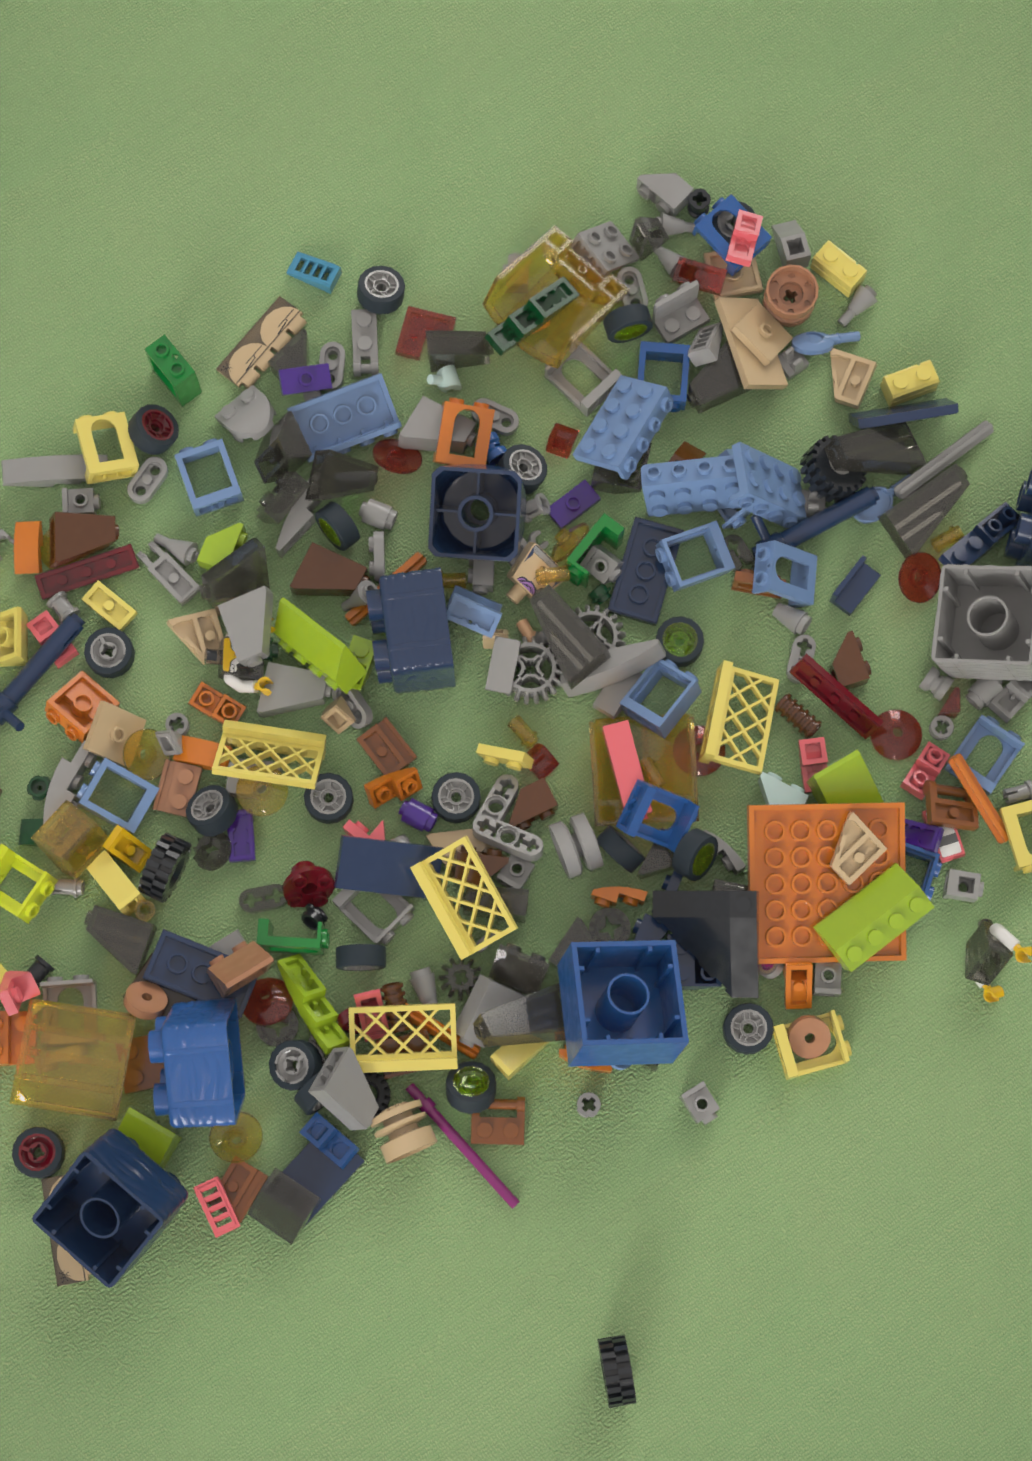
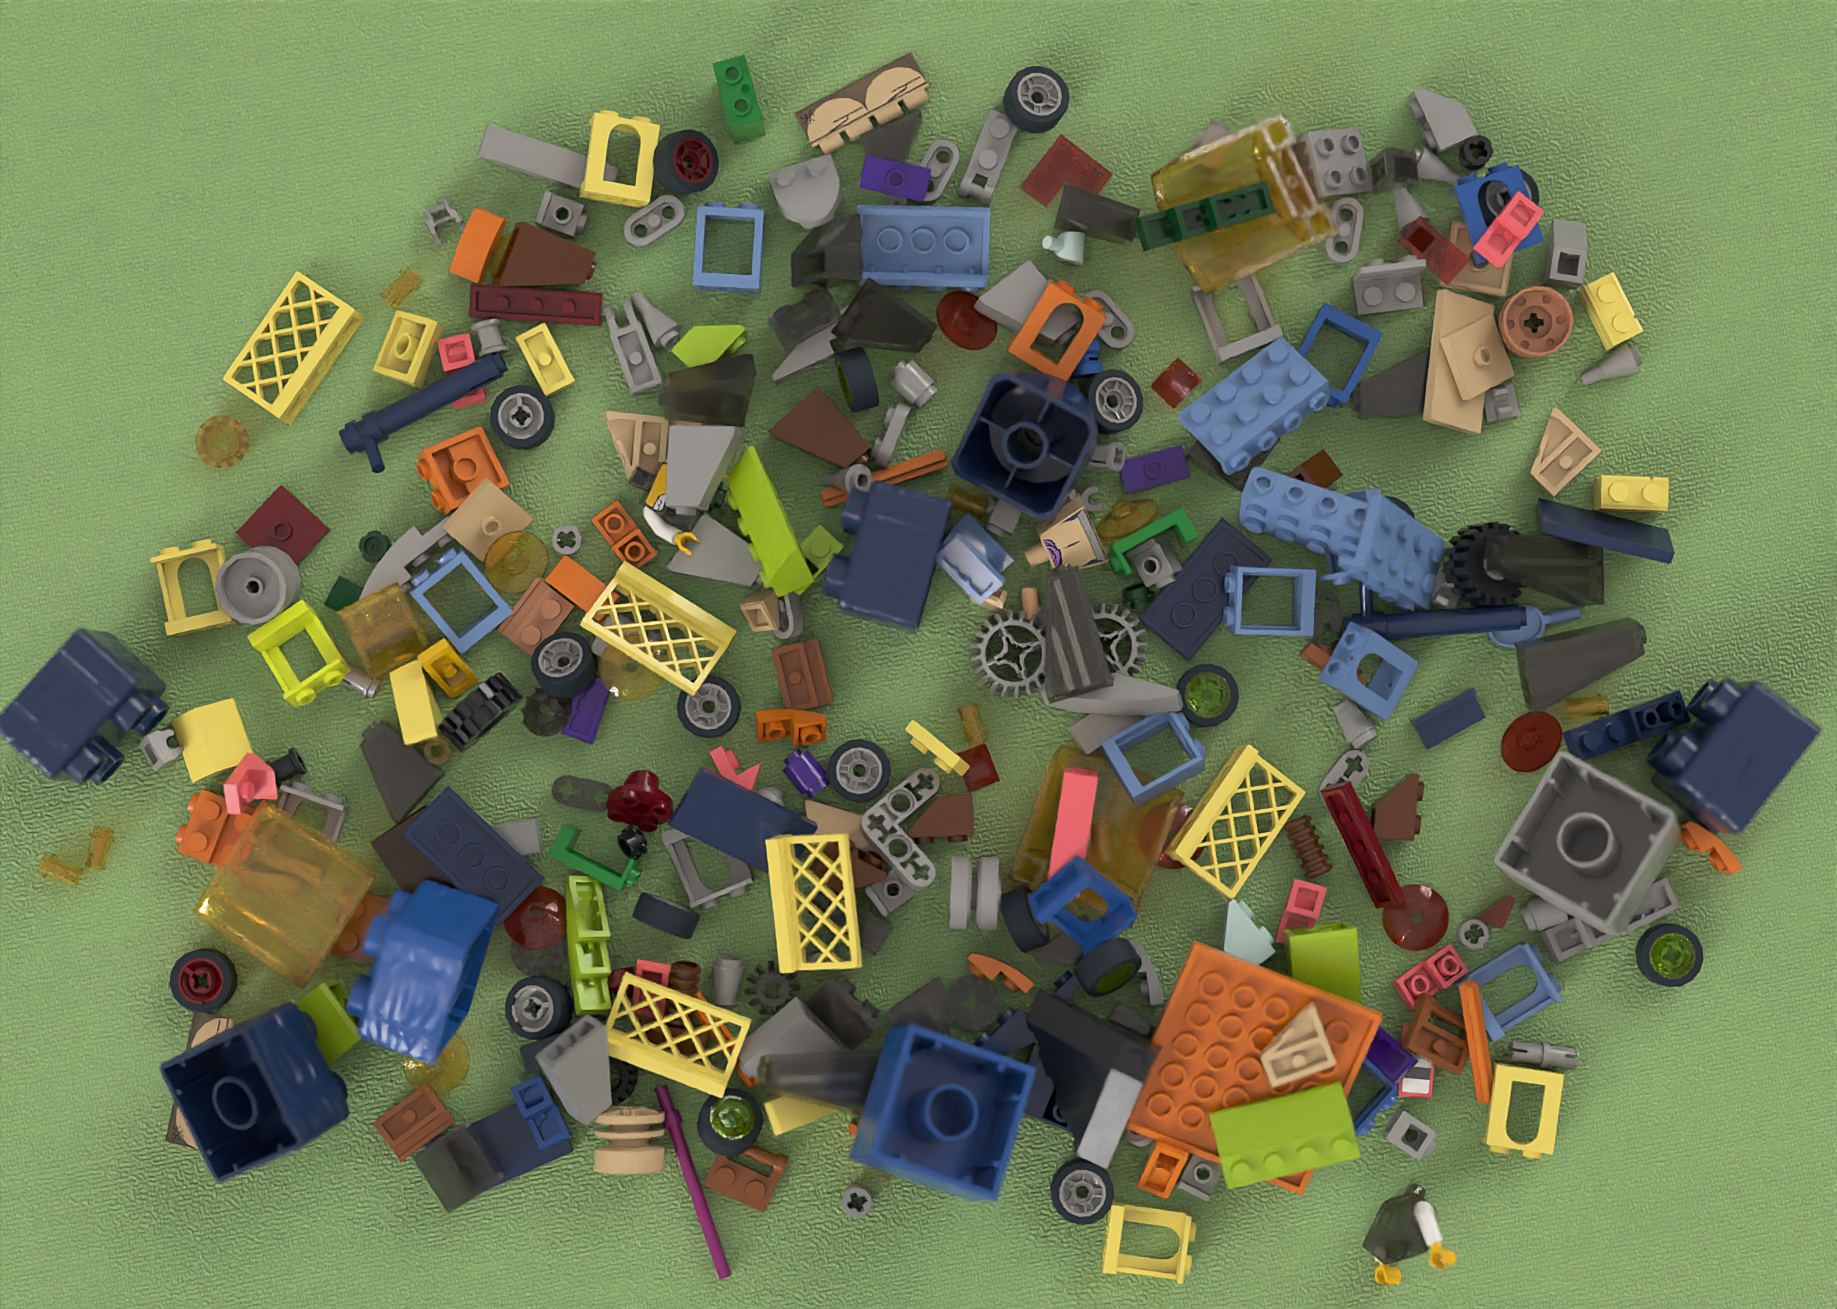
camera: 30 degrees right, 10 degrees up
(145, 1000) = (404, 856): nougat piece -> none
(170, 742) = (549, 560): light grey slope -> none
(216, 1182) = (367, 1108): coral slope -> none
(239, 968) = (516, 874): nougat slope -> none
(318, 282) = (980, 61): dark azure slope -> none
(503, 665) = (980, 639): light grey slope -> none
(552, 575) = (1087, 553): clear yellow pin -> none
(627, 323) = (1319, 272): black wheel -> none
(690, 1101) = (985, 1242): light grey brick -> none
(706, 345) = (1387, 348): light grey slope -> none
(809, 1048) = (1146, 1245): nougat piece -> none
(819, 343) = (1544, 395): medium blue piece -> none
(936, 683) = (1491, 879): light grey wheel -> none
(943, 459) = (1627, 607): light grey axle -> none

